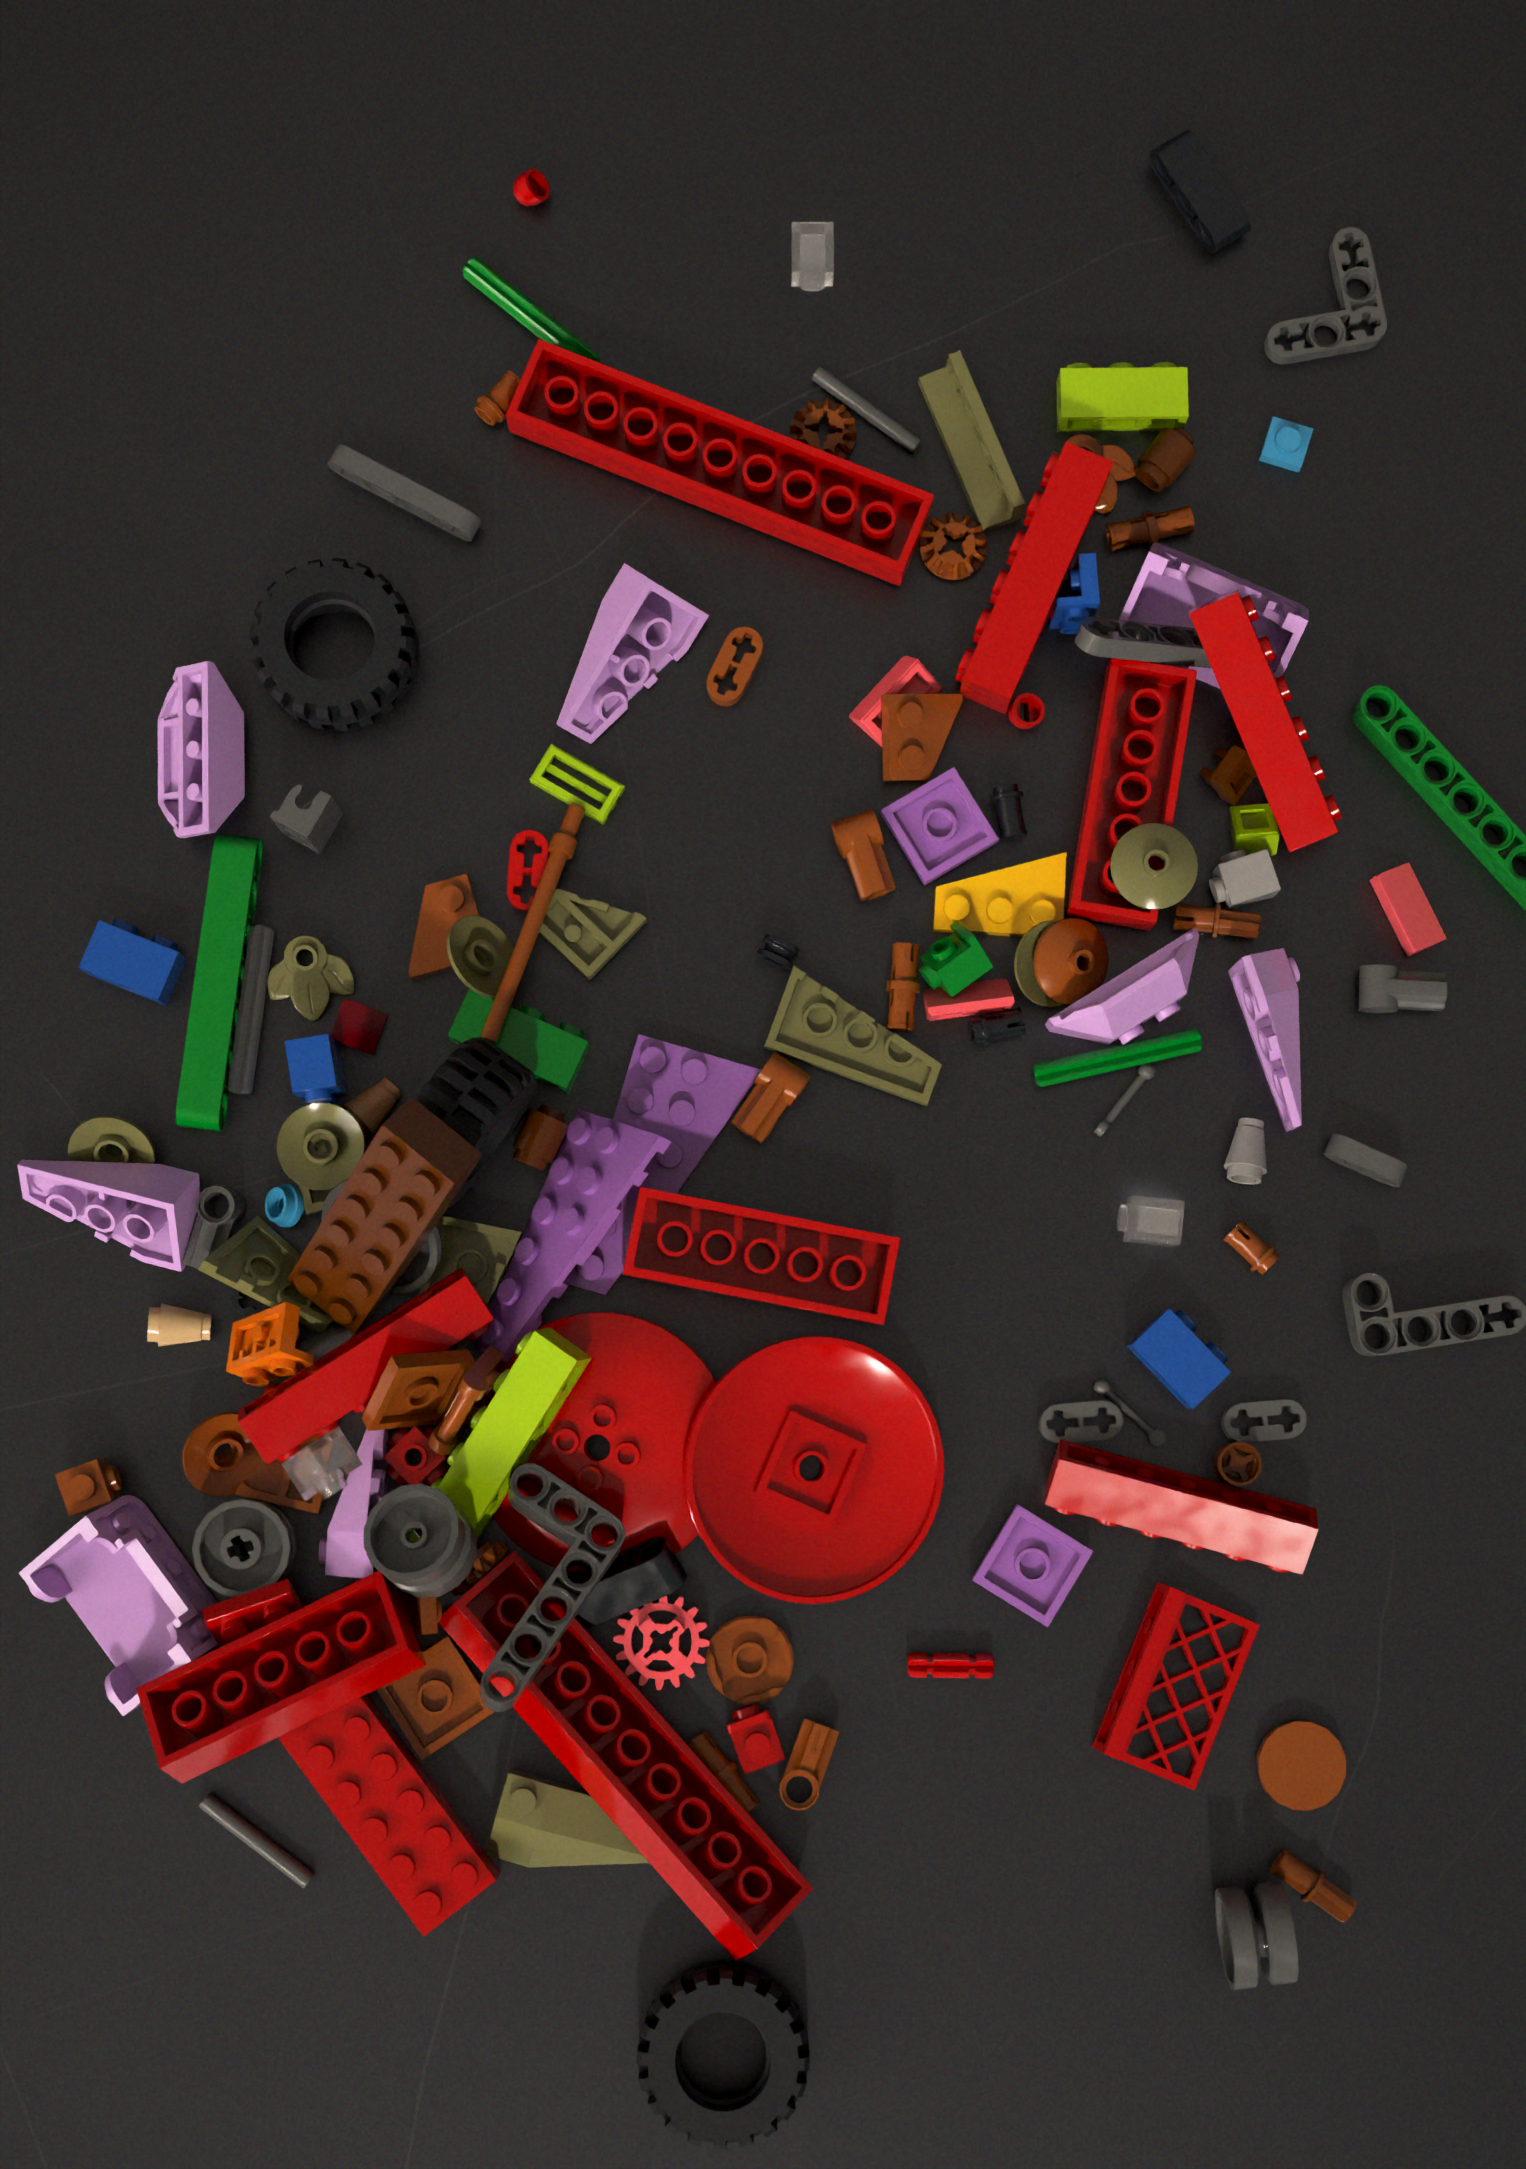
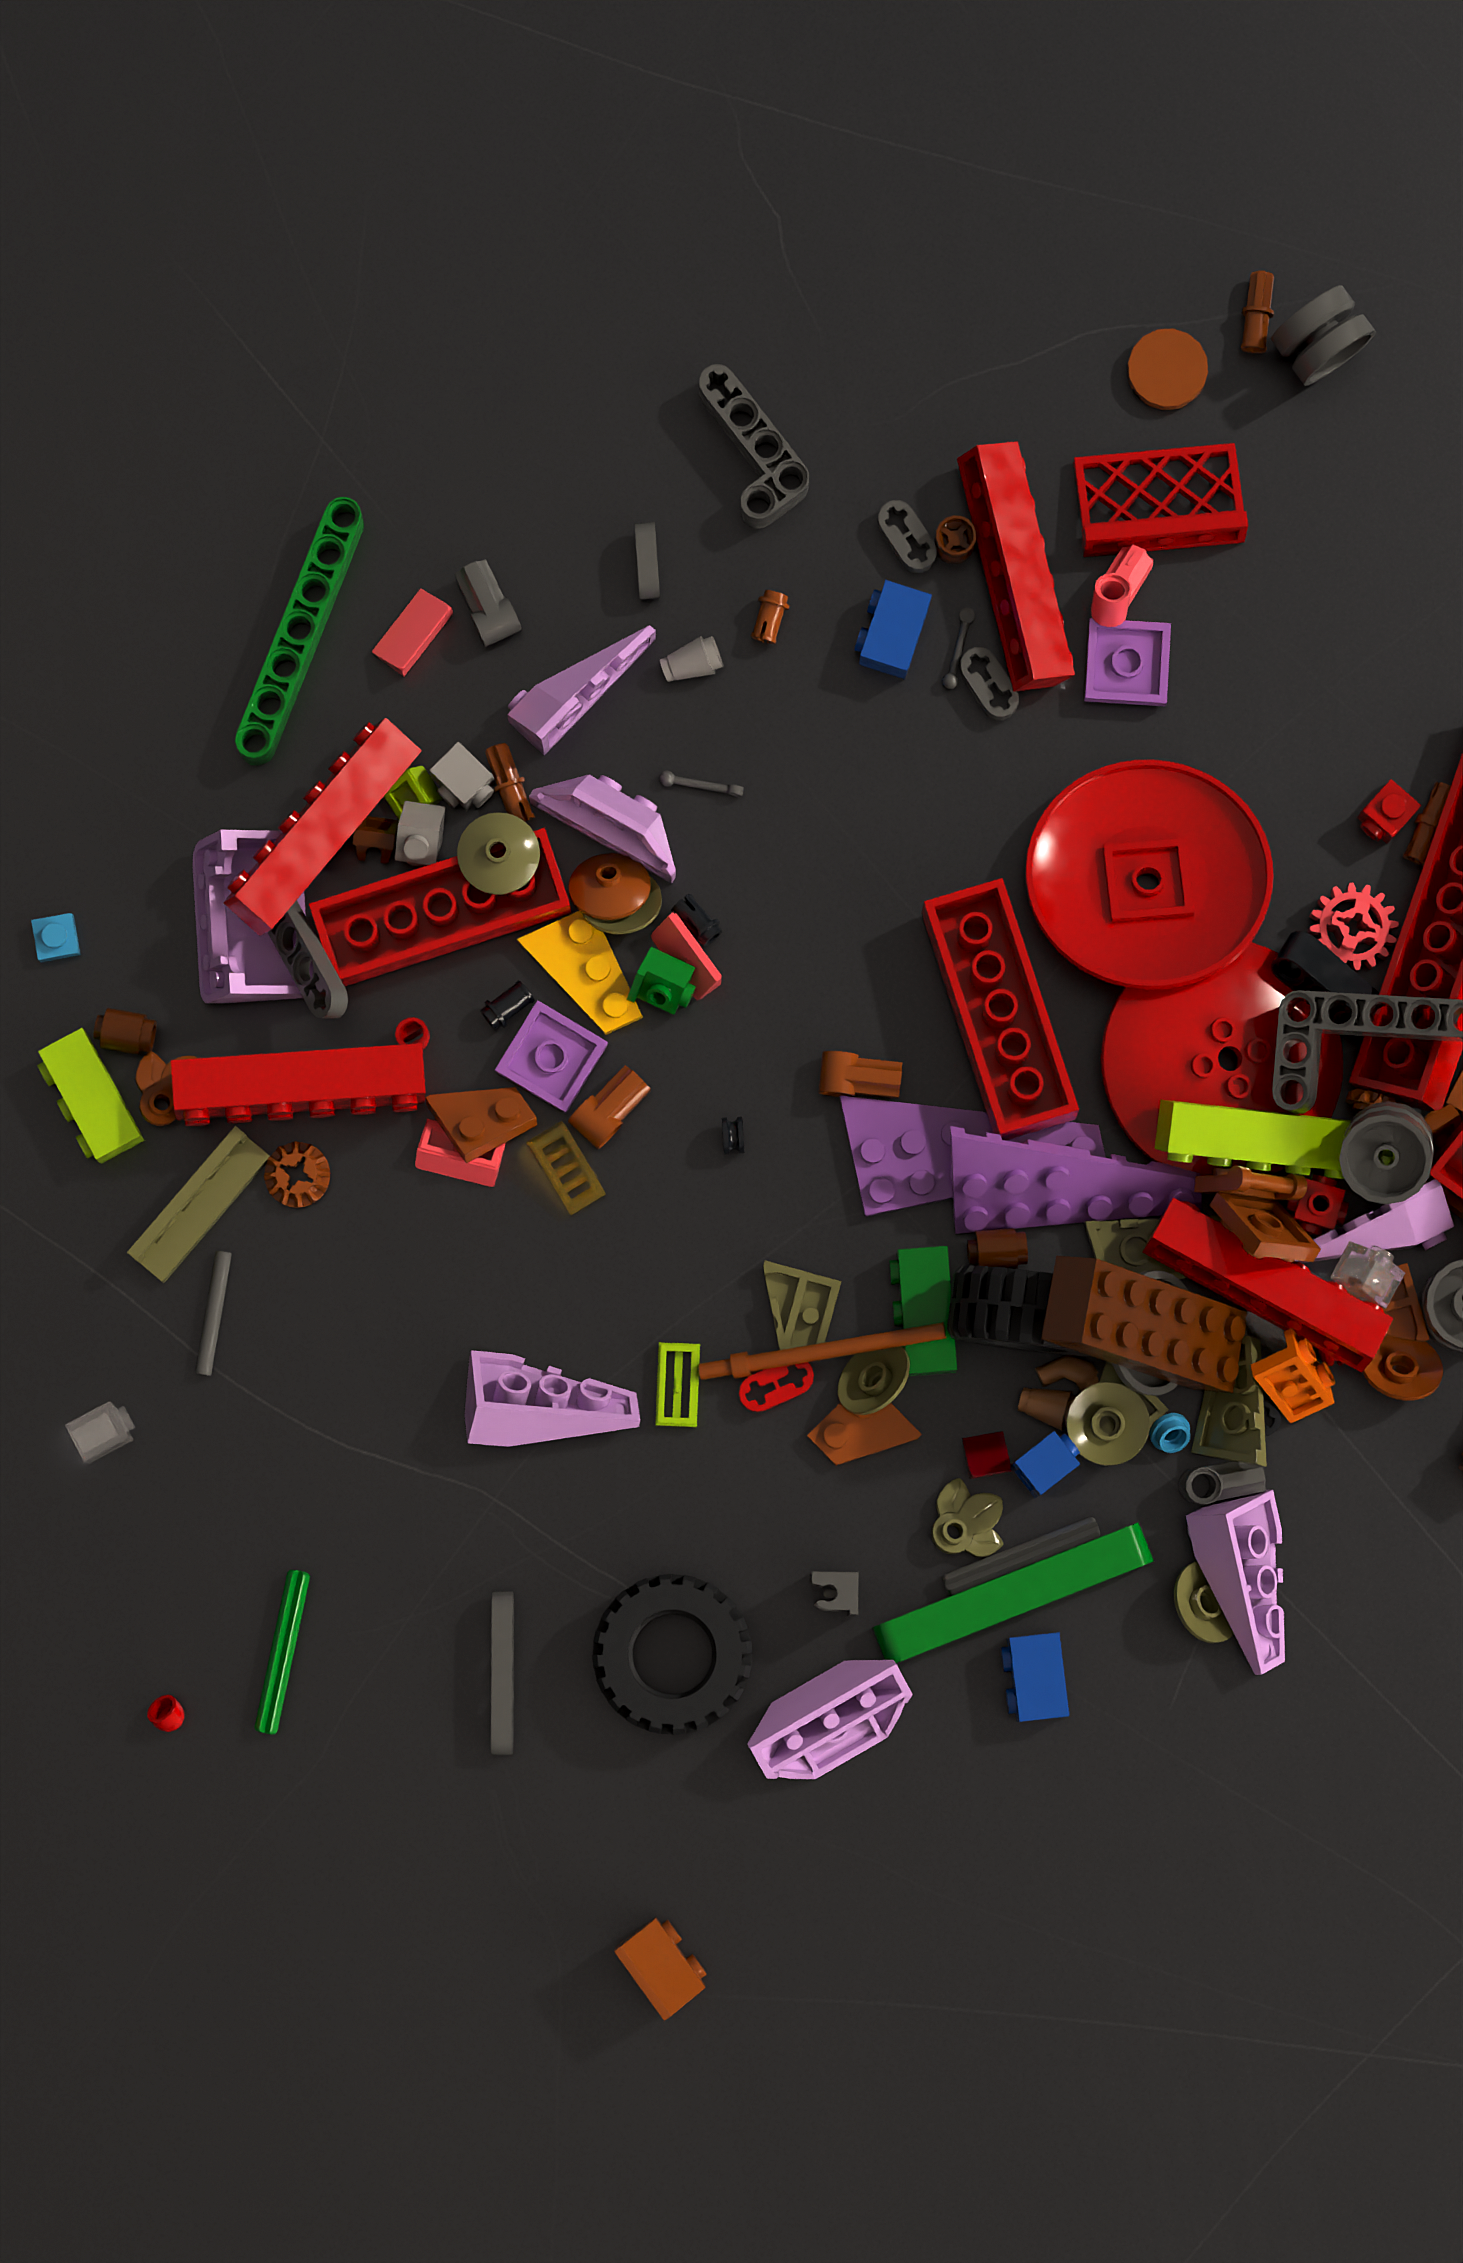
camera: 120 degrees left, 0 degrees up
(65, 488) = (661, 1967): none -> dark orange slope
(177, 1325) = (1318, 1467): tan cone -> none
(498, 399) = (372, 1636): dark orange pin -> none
(719, 462) = (333, 1409): red brick -> none
(726, 661) = (504, 1315): dark orange beam -> none
(749, 1659) = (1327, 850): dark orange tile -> none
(809, 1759) = (1382, 758): dark orange piece -> none
(831, 802) = (545, 1138): none -> clear yellow slope
(838, 420) = (272, 1347): dark orange gear -> none
(839, 1038) = (778, 1048): olive wing -> none
(903, 987) = (705, 1016): dark orange pin -> none
(950, 1665) = (1243, 686): red axle -> none
(1080, 596) = (290, 1034): blue bracket -> none
(1110, 1597) = (1119, 586): none -> coral piece
(1117, 1057) = (669, 807): green axle -> none
(1149, 527) = (193, 1014): dark orange pin -> none
(1151, 1221) = (793, 708): clear brick -> none
(1211, 811) = (420, 833): none -> light grey brick

